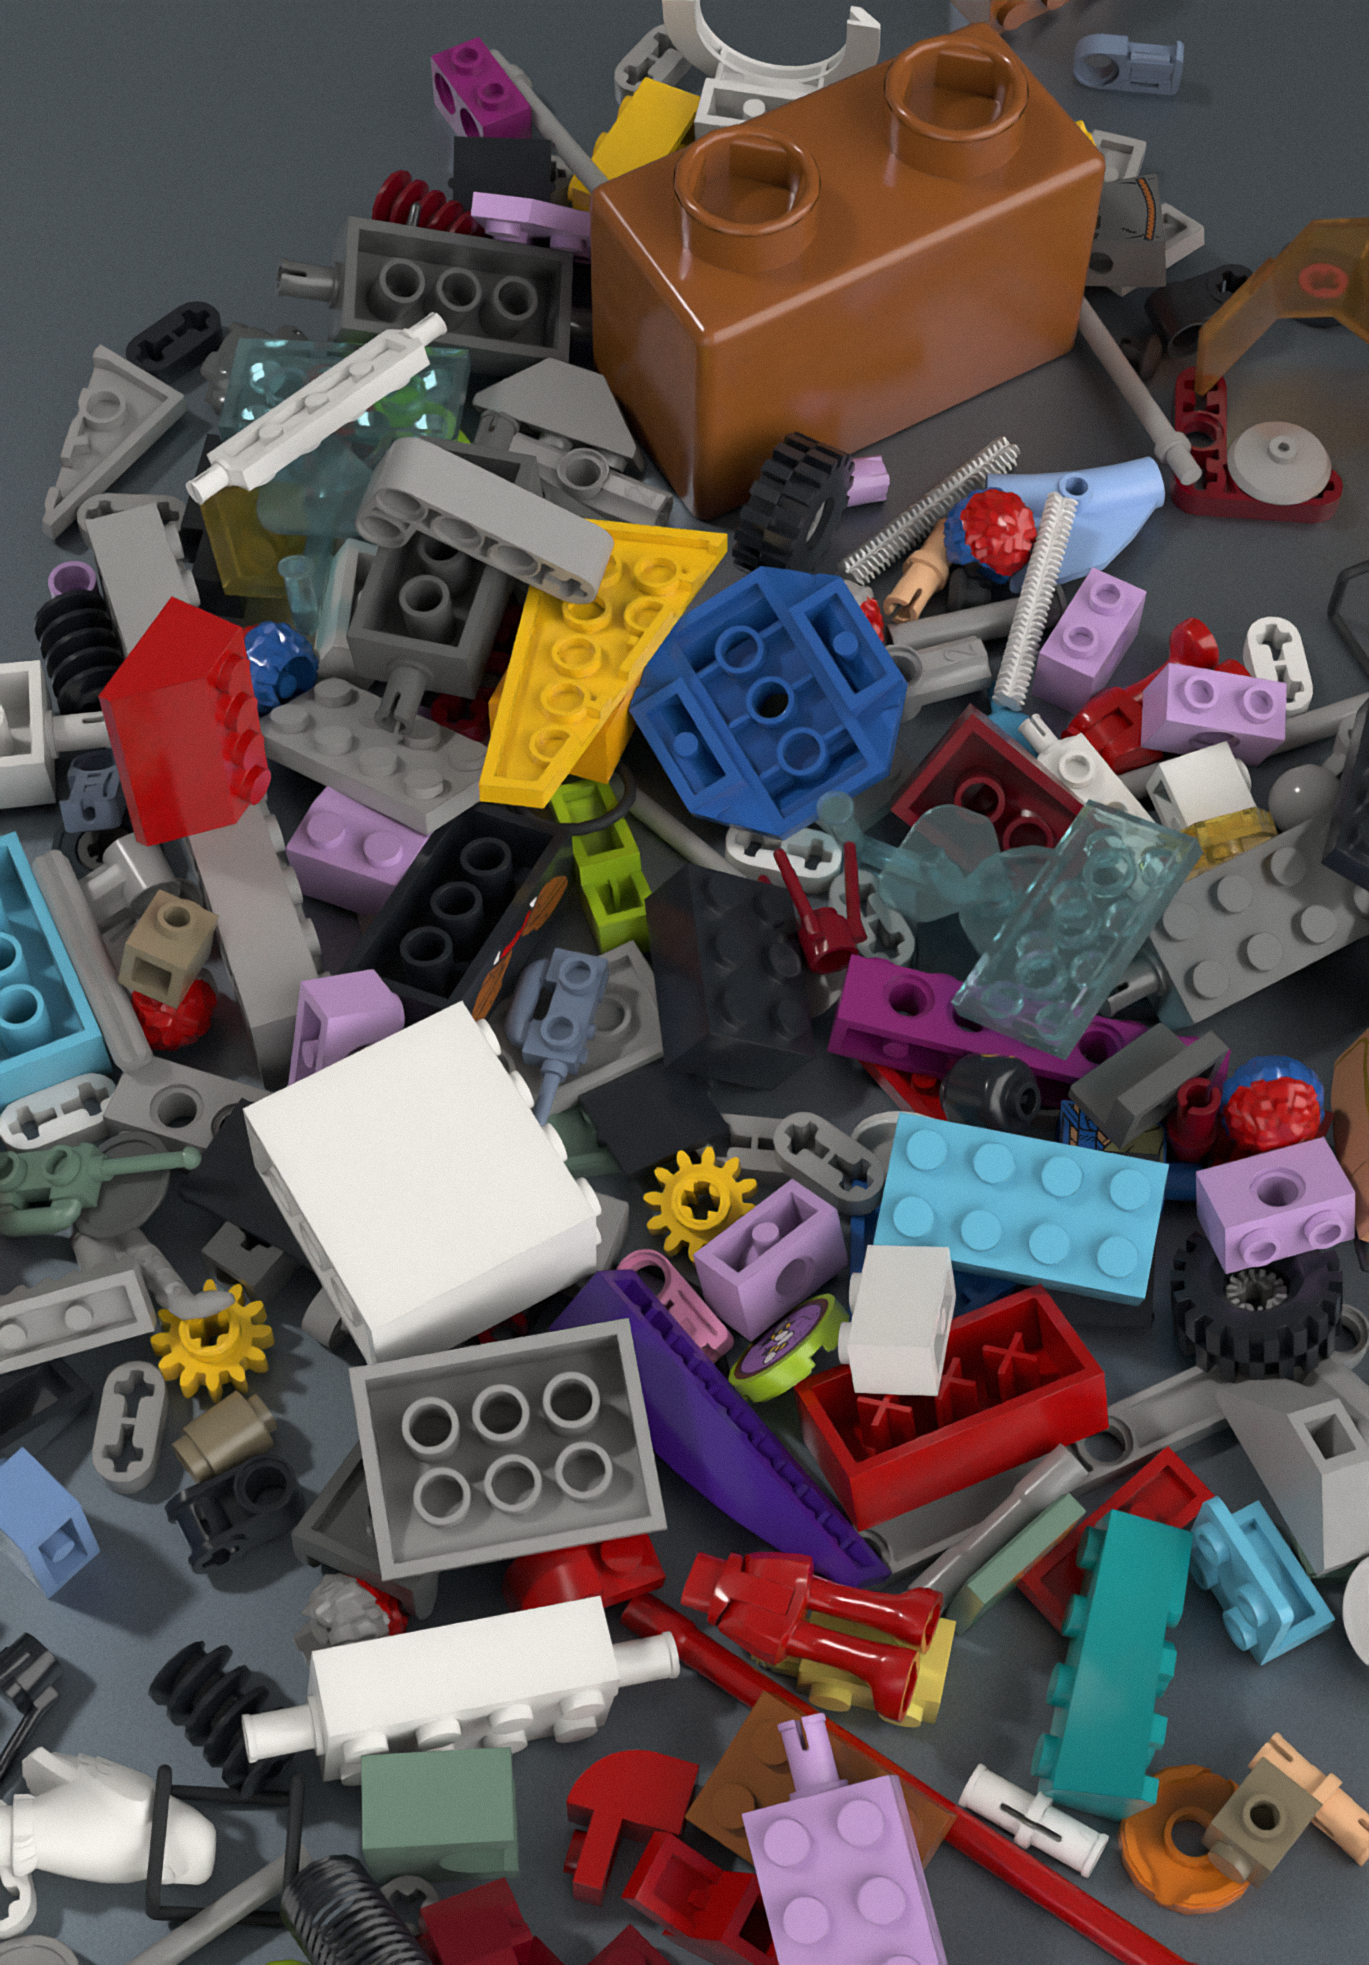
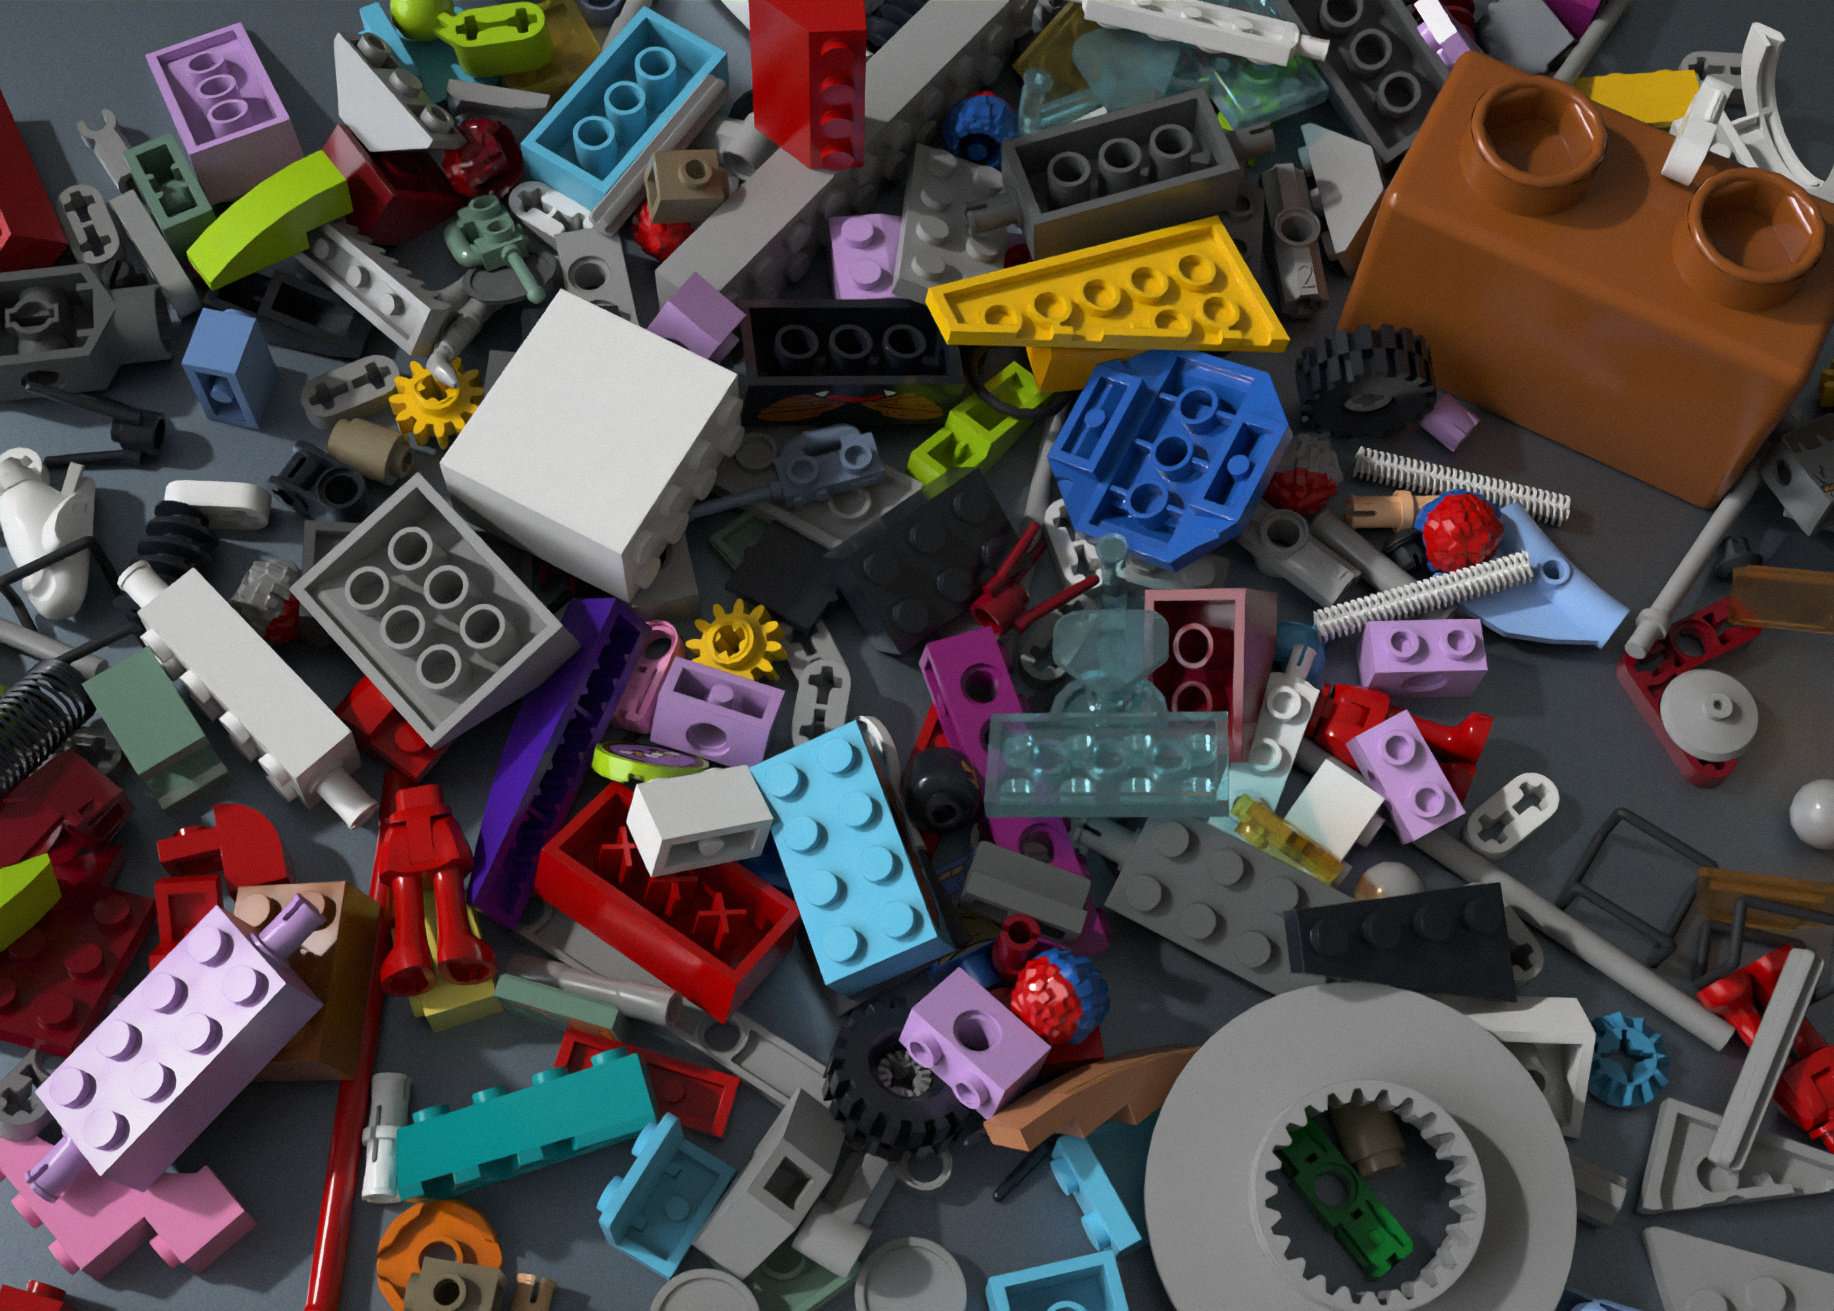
camera: 55 degrees right, 5 degrees up
(187, 1619) = (224, 503): none -> white beam
(484, 517) = (1148, 163): light grey beam -> none
(818, 77) = (1697, 130): none -> white piece

